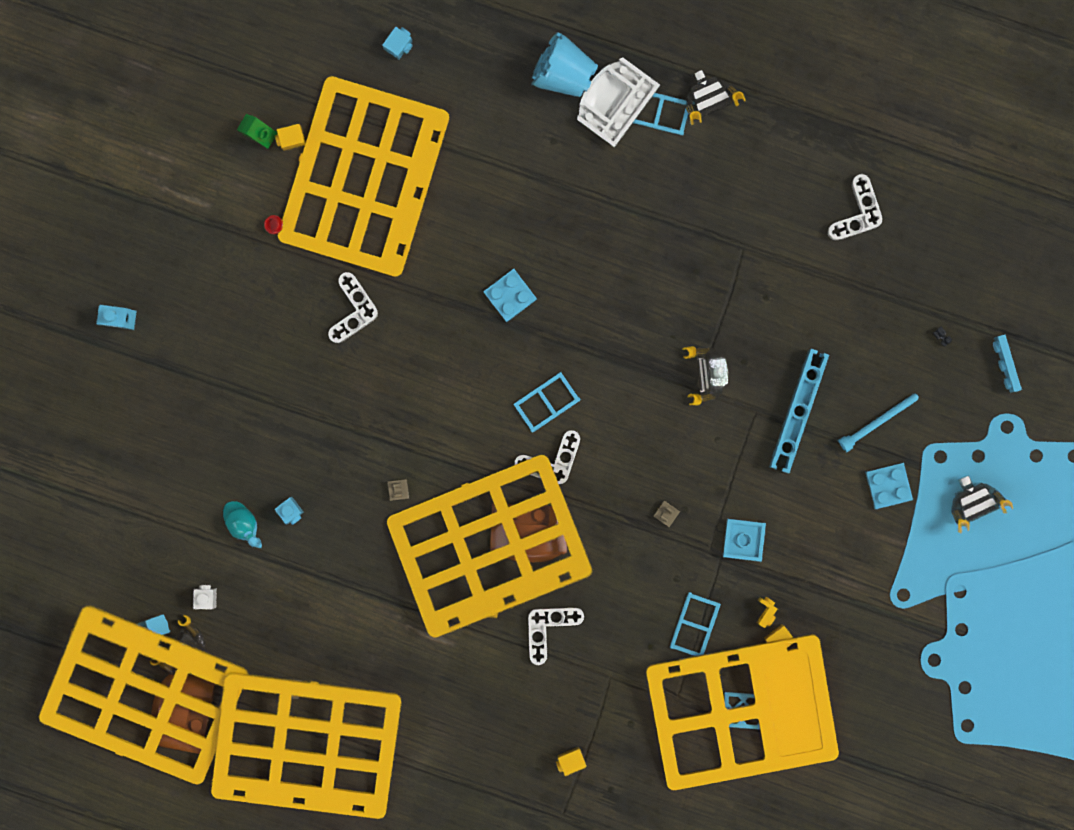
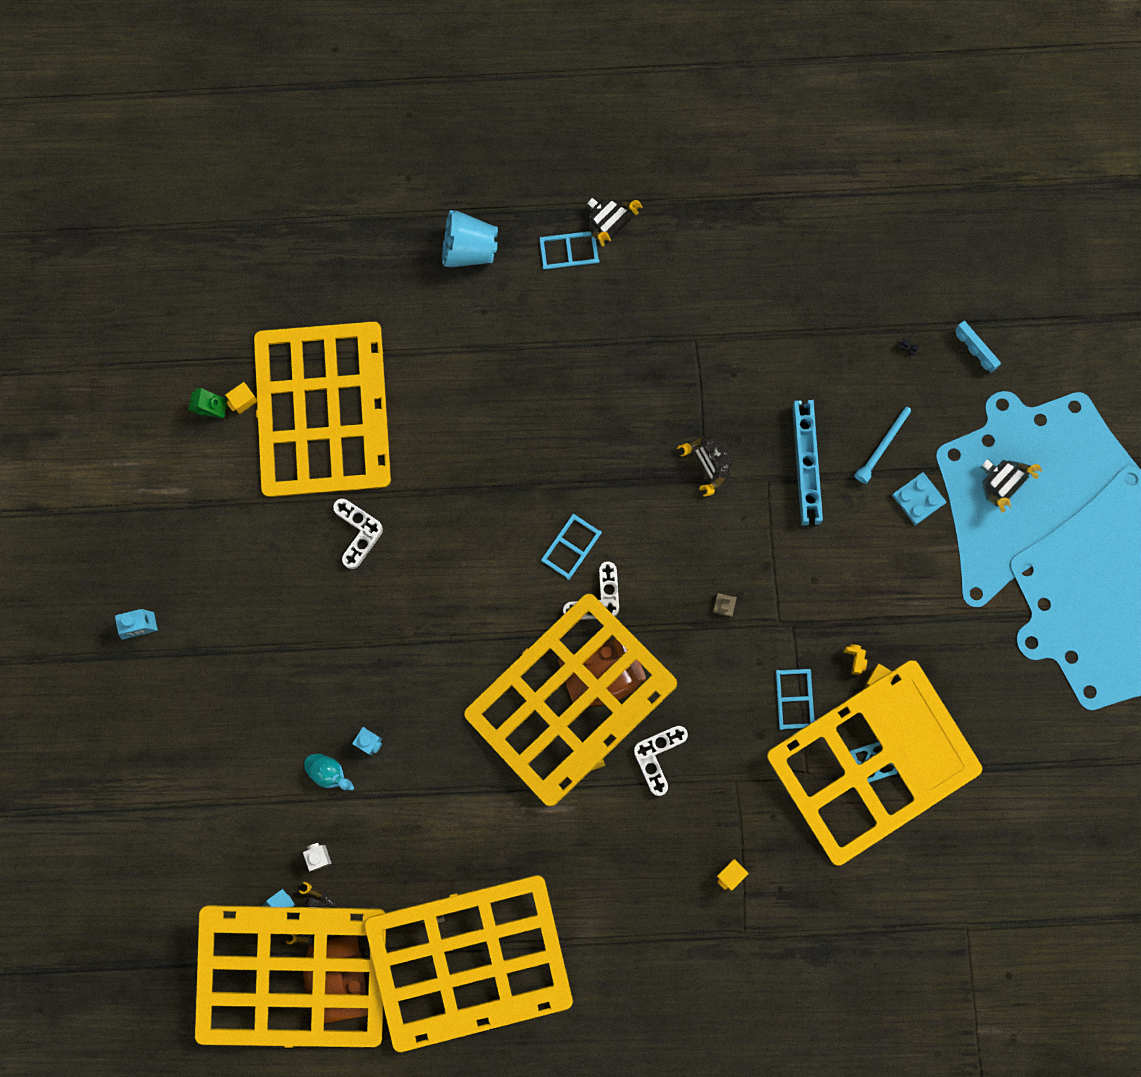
camera: 15 degrees left, 10 degrees down
(273, 224) = (254, 483): red plate -> none
(398, 42) = (308, 278): medium azure brick -> none
(398, 489) = (464, 681): dark tan tile -> none
(510, 295) = (498, 462): medium azure plate -> none
(615, 100) = (525, 253): white slope -> none
(744, 540) = (807, 600): medium azure plate -> none
(863, 218) = (791, 271): white beam -> none

